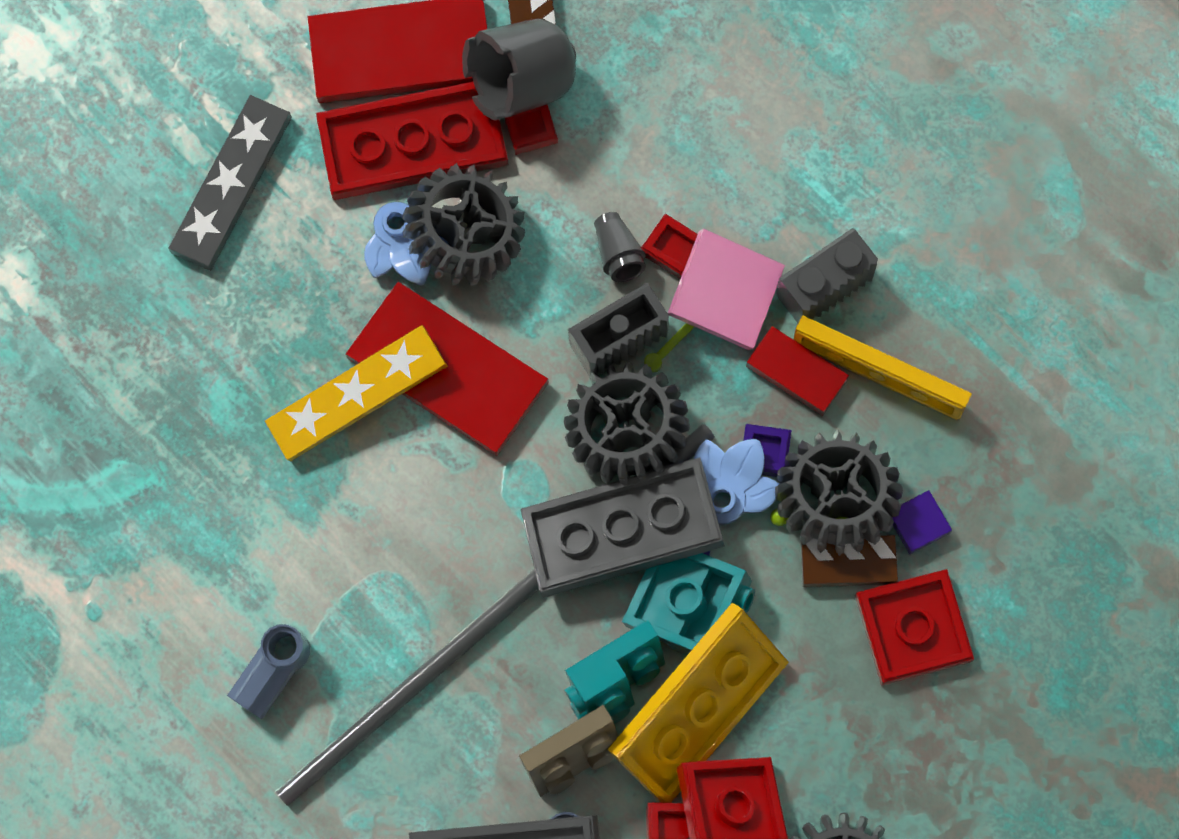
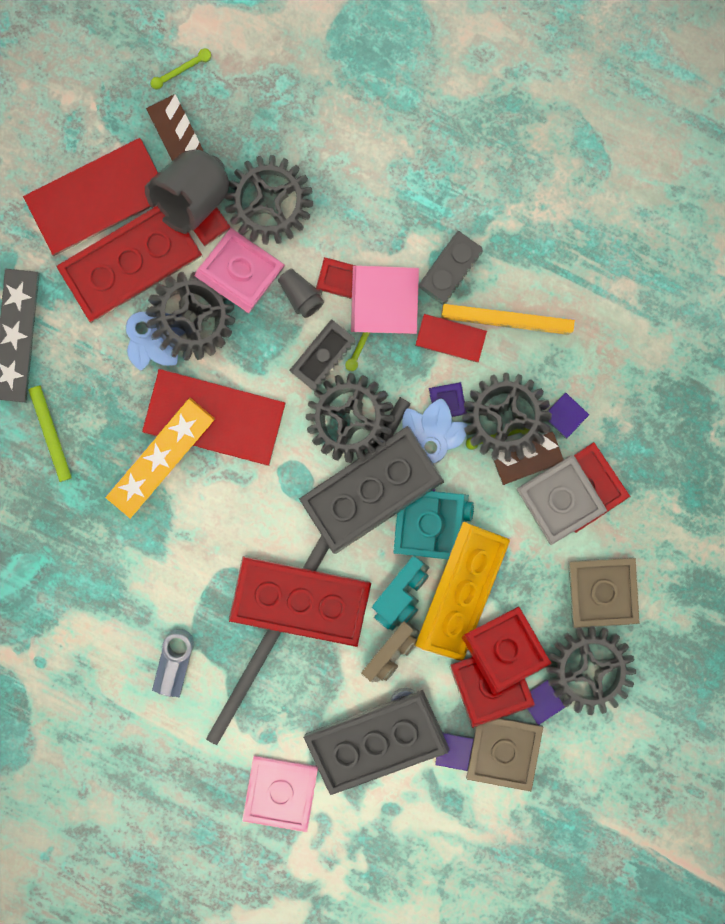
camera: 20 degrees left, 15 degrees up
(225, 319) = (50, 433): none -> lime bar
(472, 644) = (299, 601): none -> red tile
(548, 190) = (239, 270): none -> bright pink tile
(601, 123) = (281, 191): none -> dark grey gear
(877, 628) = (561, 499): none -> light grey tile
(896, 777) = (604, 592): none -> dark tan plate

